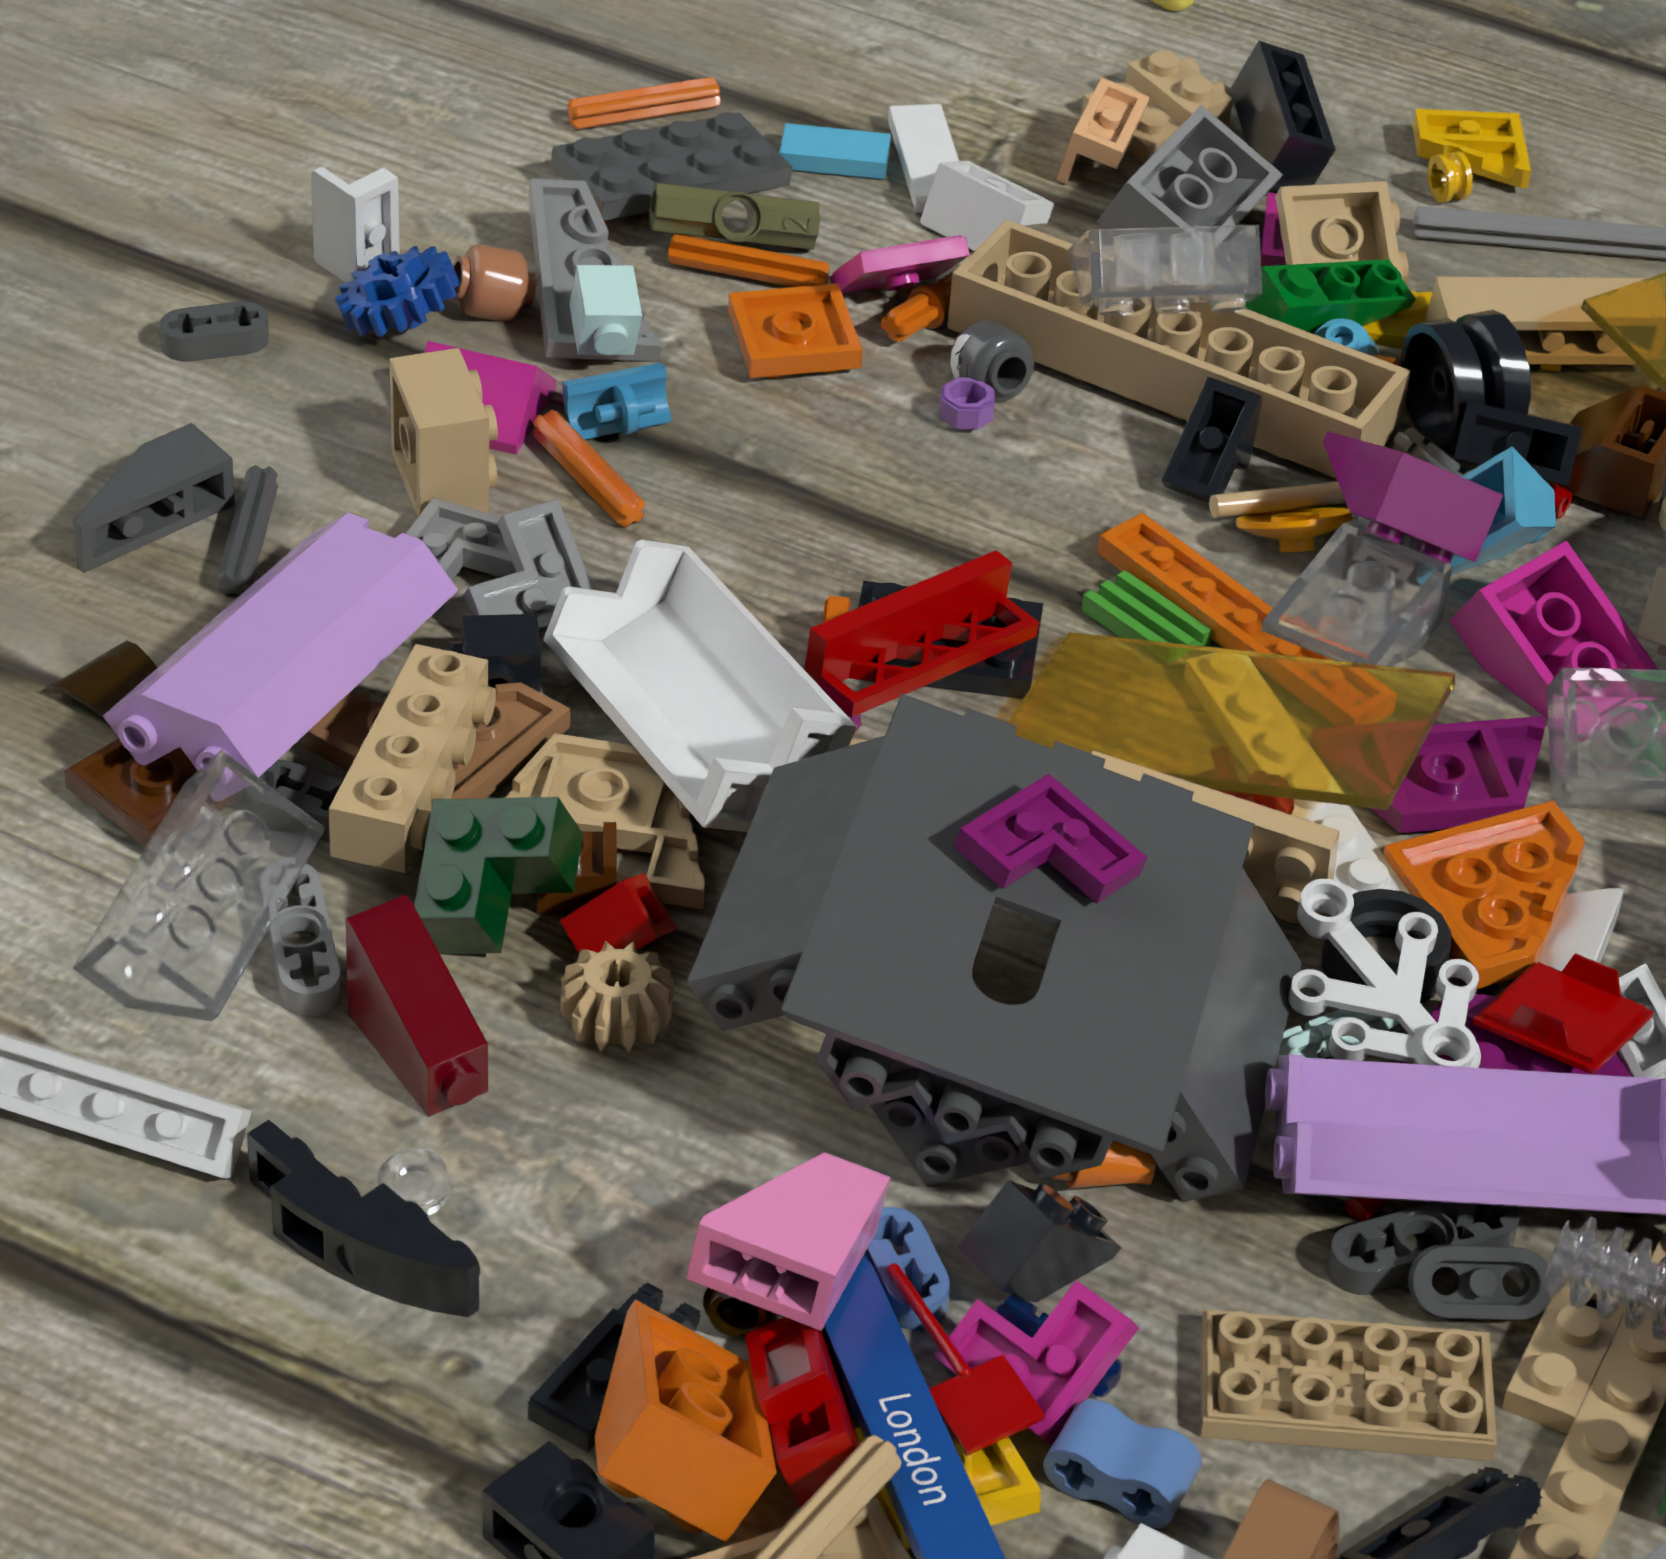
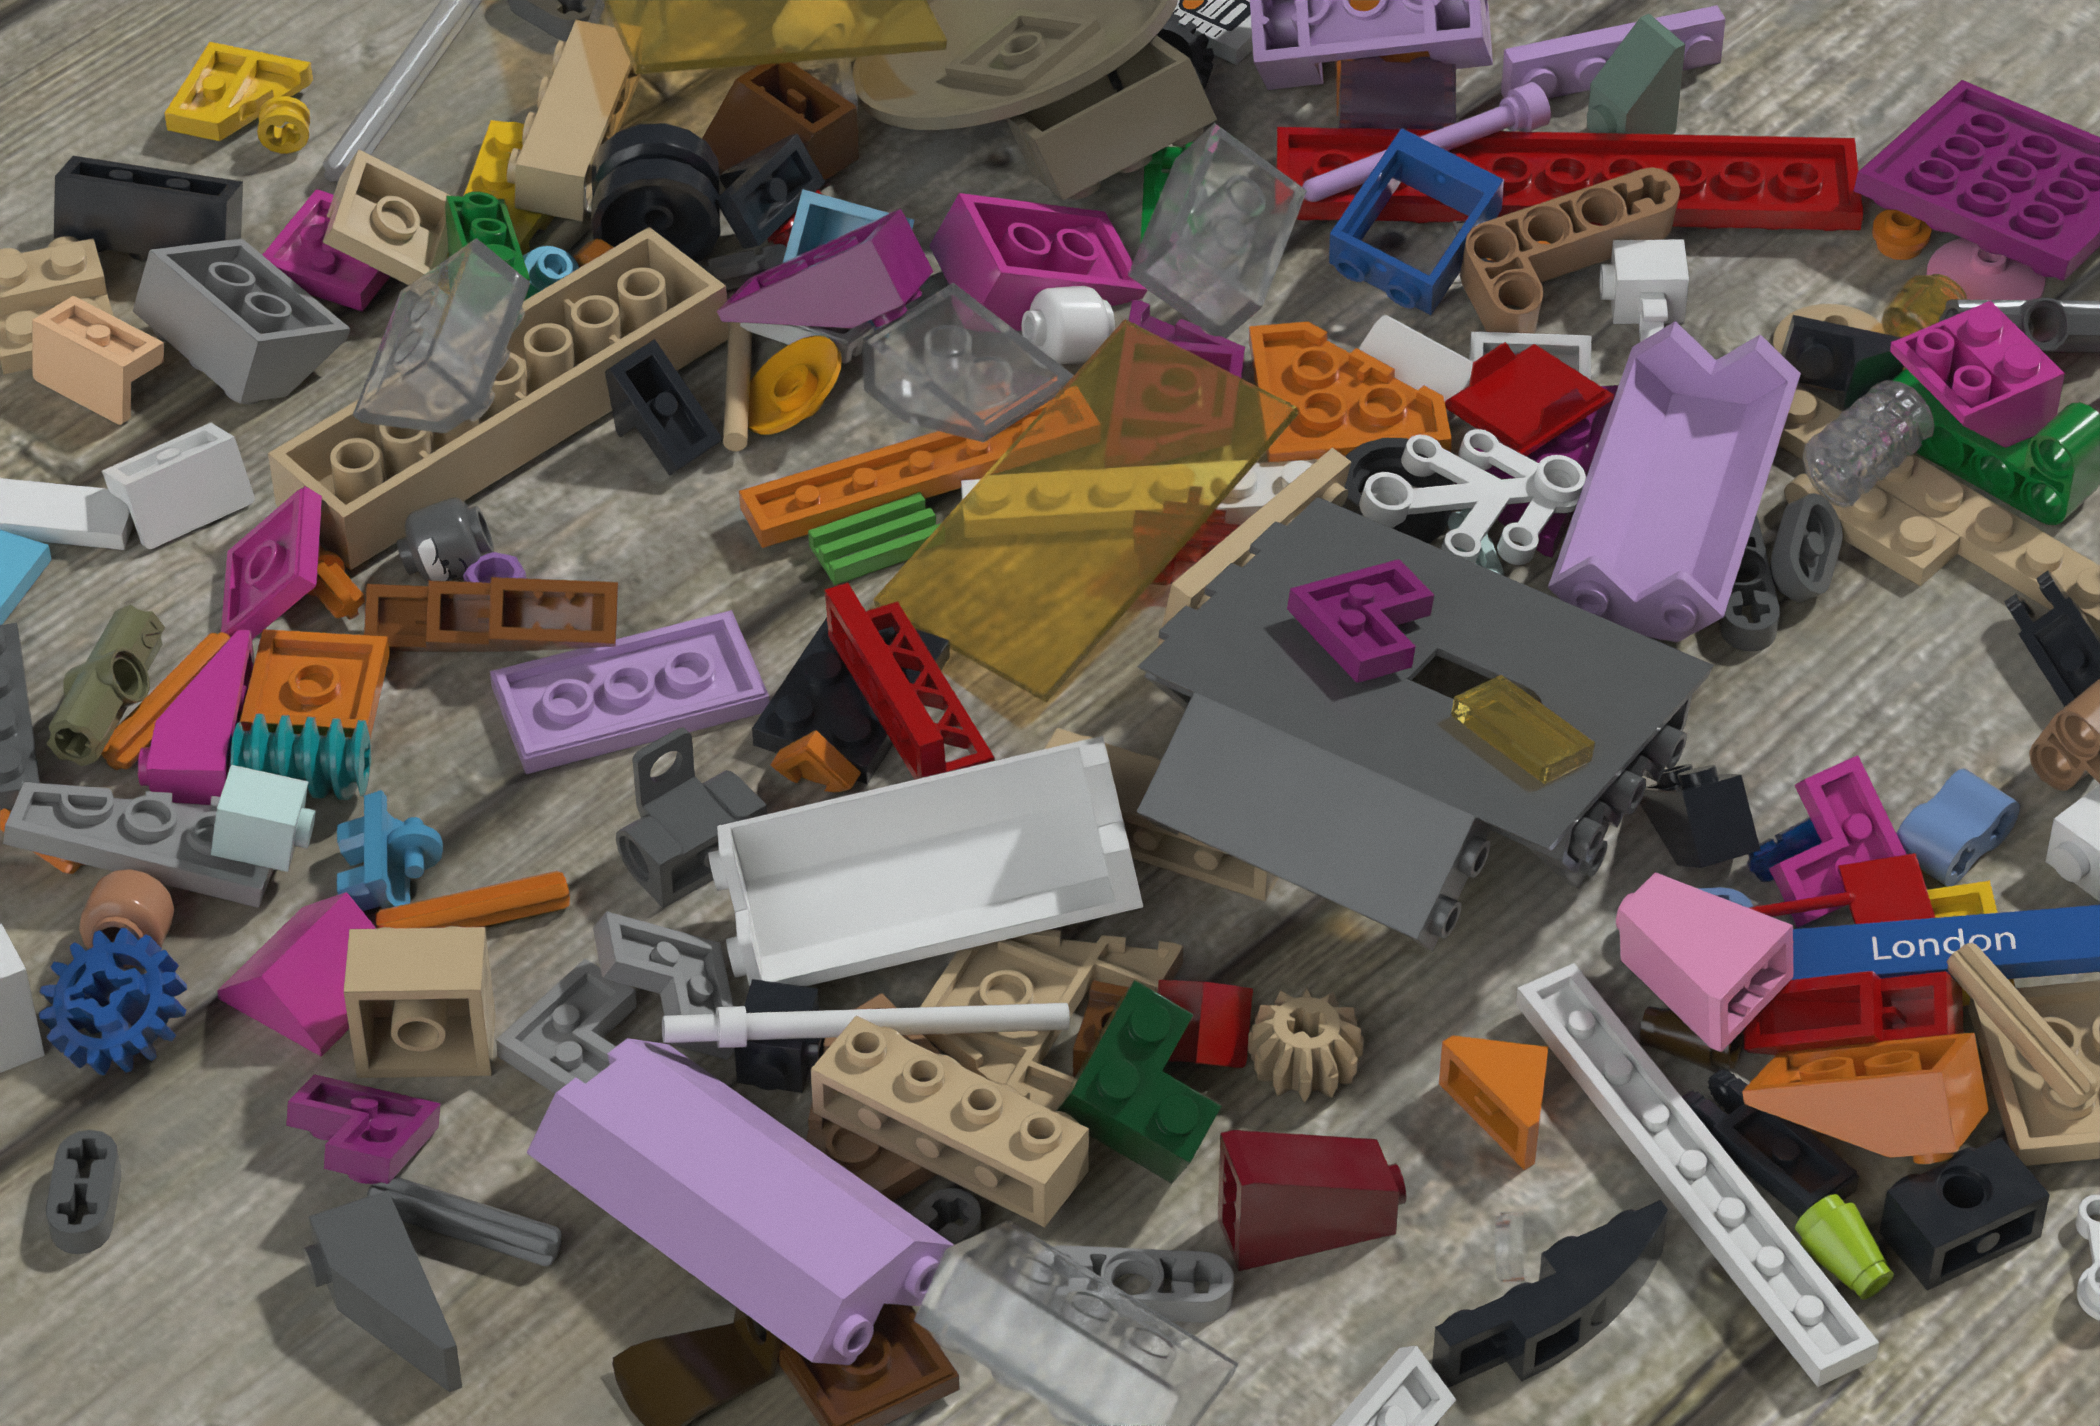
camera: 70 degrees left, 5 degrees up
(319, 453) = (366, 1128): none -> magenta plate
(464, 606) = (734, 1026): none -> white bar
(498, 1439) = (1843, 1245): none -> lime cone
(537, 1322) = (1698, 1176): none -> white plate
(601, 1151) = (1499, 1089): none -> orange slope
(692, 278) = (196, 731): none -> dark pink slope
(702, 330) = (307, 756): none -> teal piece
(734, 541) = (679, 819): none -> dark grey piece
(880, 506) = (630, 692): none -> lavender tile
(910, 397) = (493, 615): none -> dark orange slope
(948, 977) = (1523, 729): none -> clear yellow tile
(1346, 1385) = (1883, 671): tan tile -> none
(1487, 679) = (1068, 323): none -> white head

